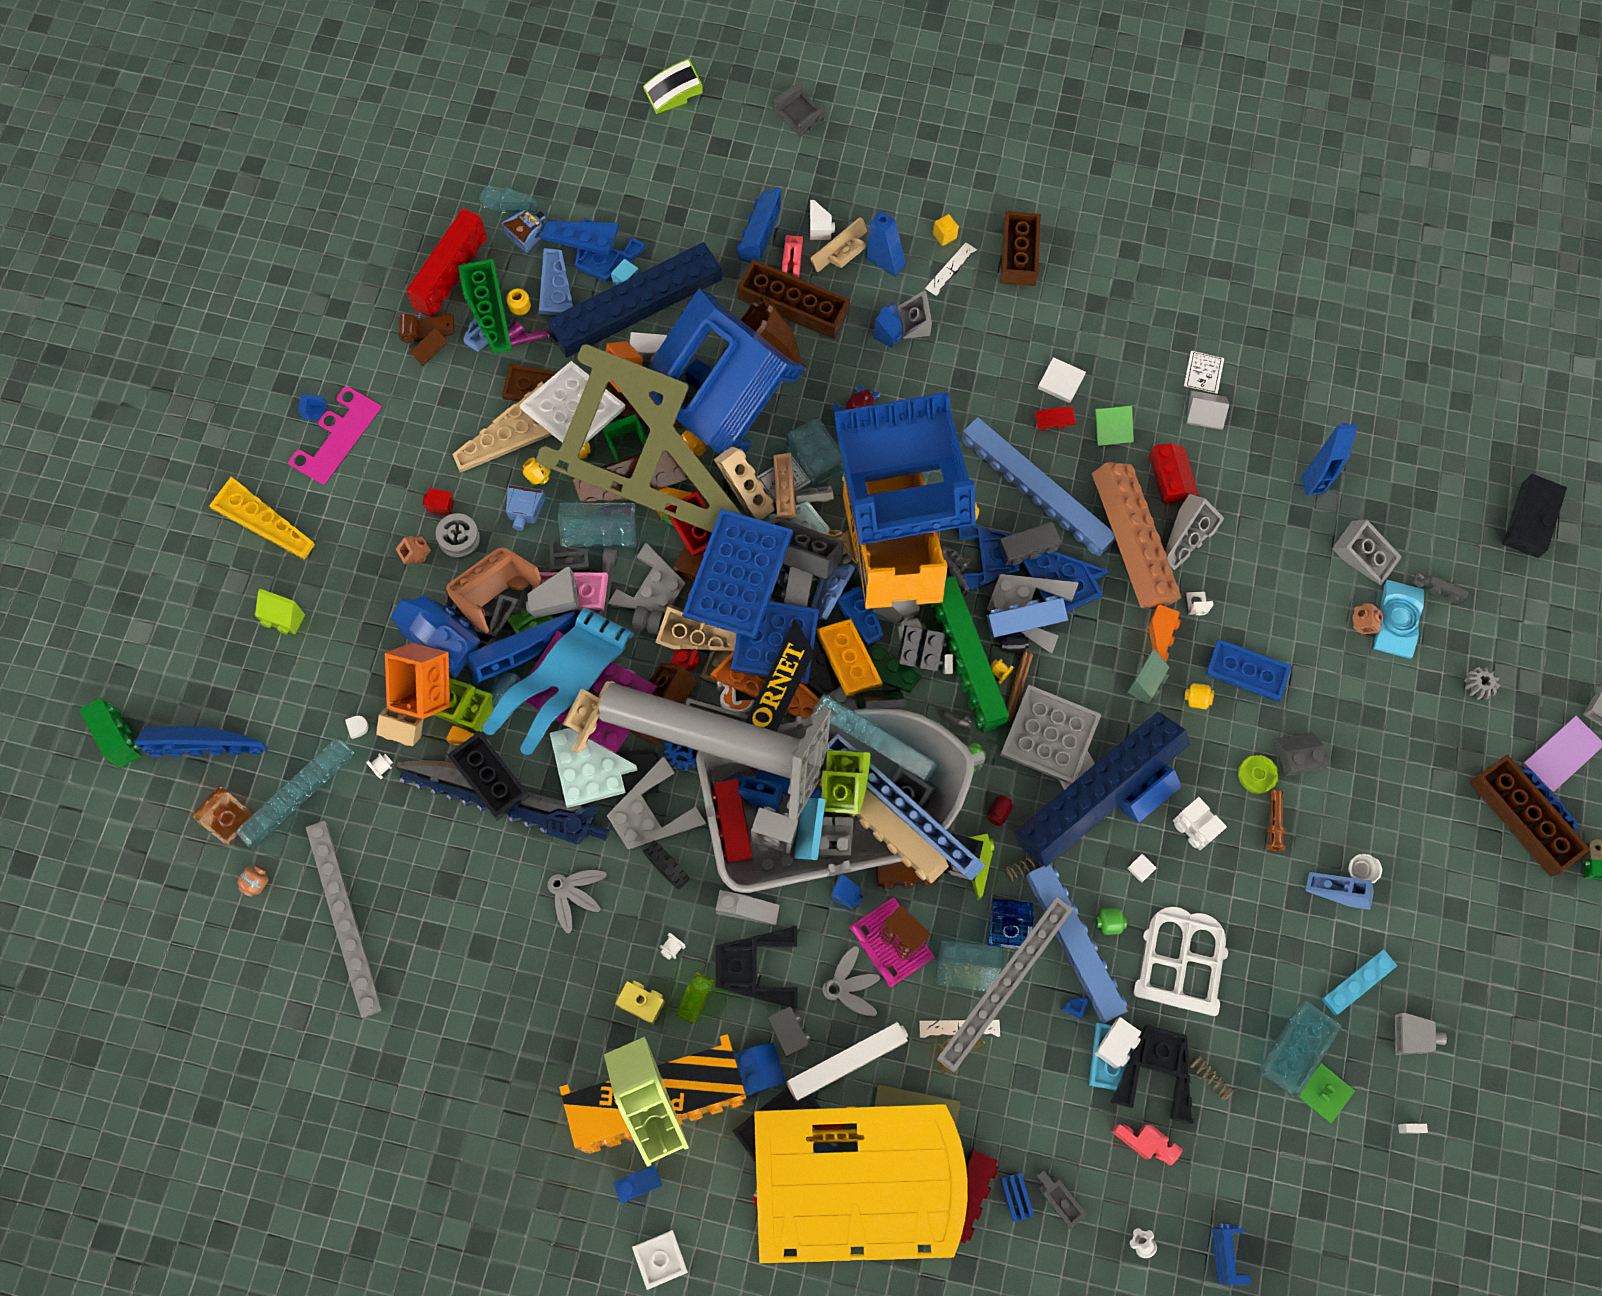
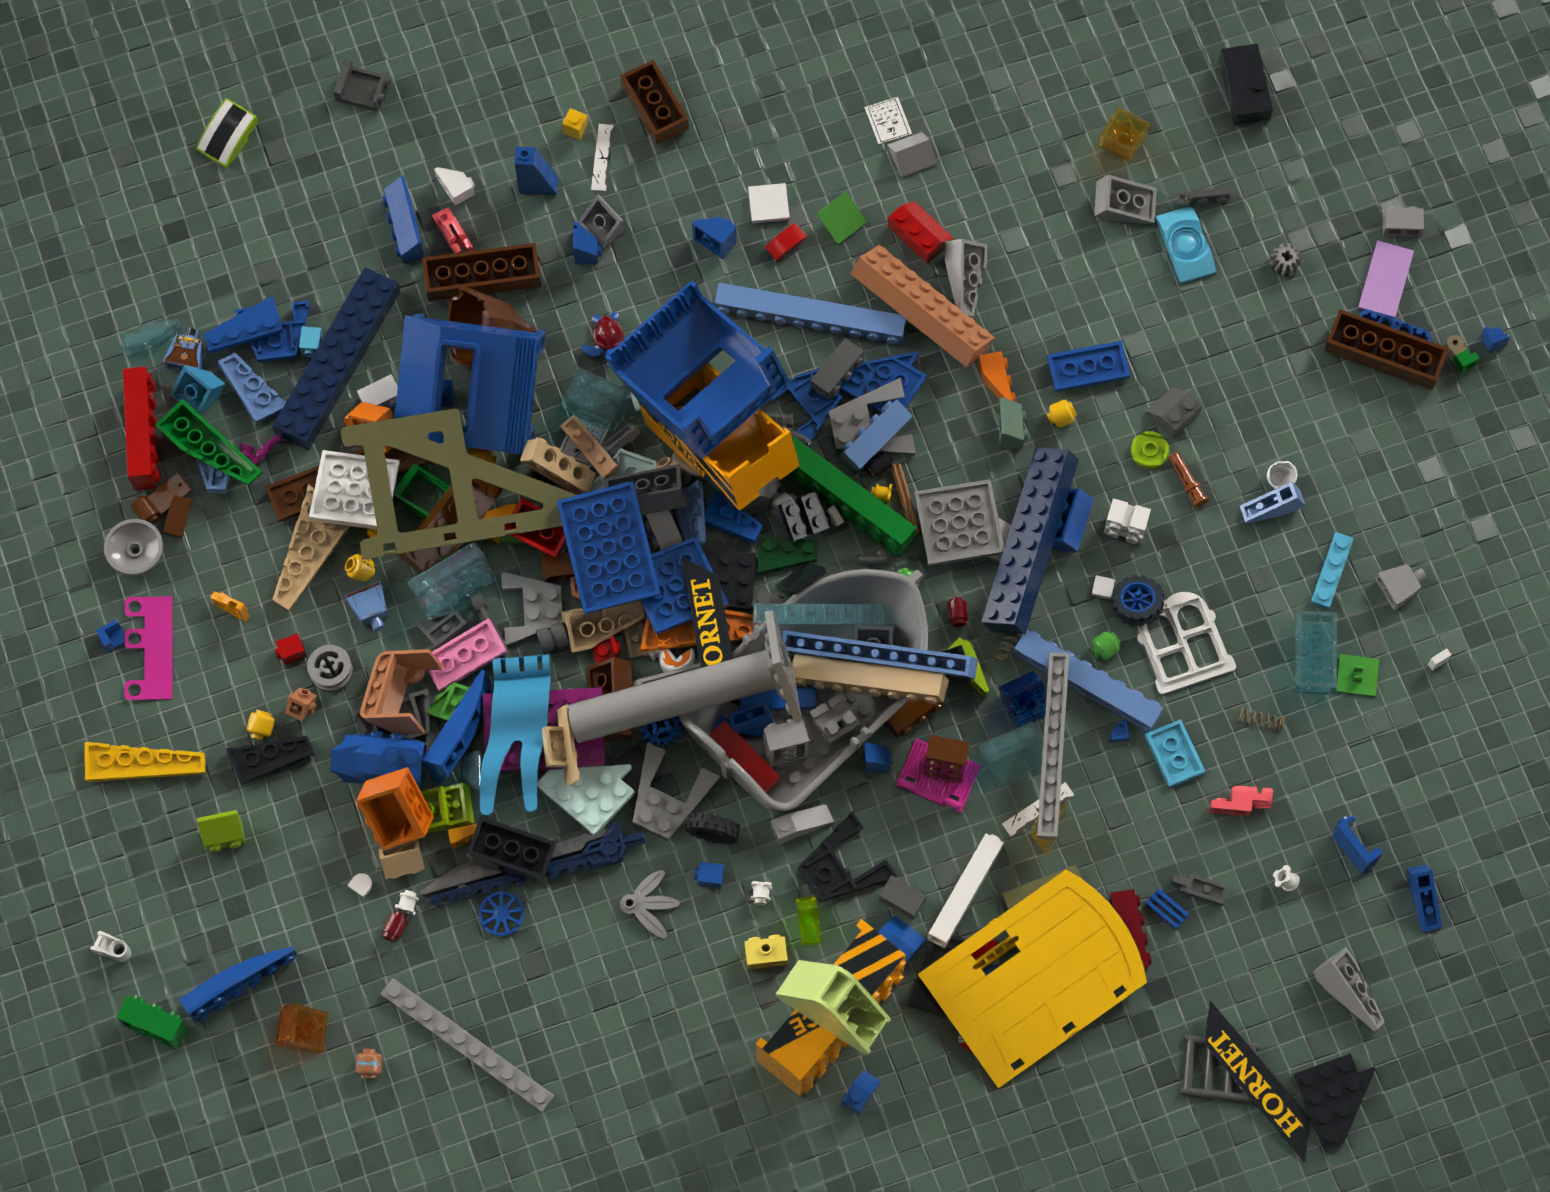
camera: 30 degrees left, 0 degrees up
(128, 649) = (108, 945): none -> white piece
(294, 793) = (350, 971): clear light blue beam -> none
(352, 575) = (263, 759): none -> black wing
(356, 778) = (394, 926): none -> dark red brick
(372, 546) = (260, 724): none -> yellow head
(374, 341) = (126, 538): none -> light grey dish
(415, 432) = (230, 605): none -> light orange wing
(448, 823) = (501, 913): none -> blue wheel
(513, 260) = (197, 388): none -> dark azure slope
(518, 302) = (231, 425): yellow head -> none
(554, 595) = (457, 666): light grey slope -> none
(639, 903) = (709, 875): none -> blue brick
(659, 1259) = (918, 1136): white tile -> none
(809, 830) = (816, 725): medium azure tile -> none
(842, 247) = (493, 196): tan bracket -> none
(843, 987) = (923, 835): light grey plant -> none
(845, 781) = (818, 665): lime slope -> none
(848, 657) = (747, 562): light orange tile -> none
(1000, 378) = (715, 235): none -> blue slope
(1118, 1043) = (1171, 738): white brick -> none
(1164, 1053) = (1212, 724): black wing -> none
(1175, 886) = (1136, 614): none -> black wheel
(1198, 608) = (1015, 337): white bracket -> none
(1330, 460) = (1046, 143): blue wedge -> none
(1367, 619) = (1160, 261): nougat brick -> none
(1401, 496) = (1124, 134): none -> clear yellow brick

